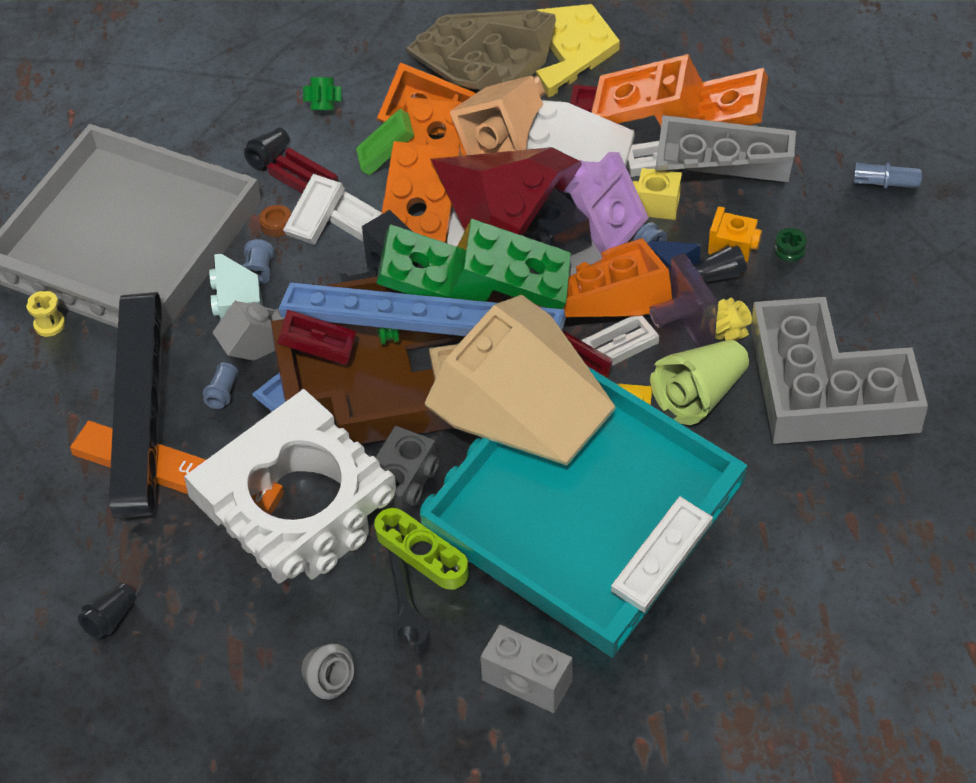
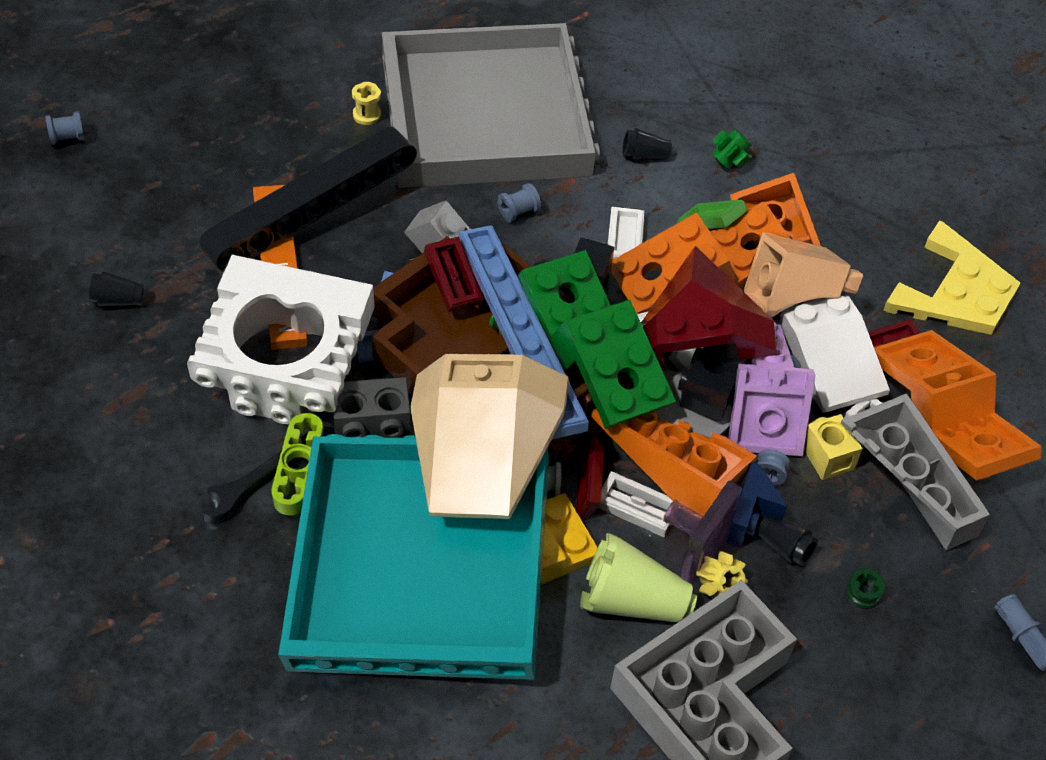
camera: 50 degrees right, 0 degrees up
(218, 392) = (377, 246): sand blue pin -> none
(232, 284) = (476, 200): light aqua slope -> none
(274, 219) = (577, 194): dark orange tile -> none
(300, 166) = (641, 167): dark red tile -> none
(313, 209) = (603, 209): white tile -> none
(328, 670) = (136, 461): light grey cone -> none
(485, 47) = (886, 233): dark tan wedge -> none
(527, 668) = (221, 604): light grey brick -> none
(661, 554) = (387, 641): white tile -> none
(734, 231) = (835, 531): light orange brick -> none

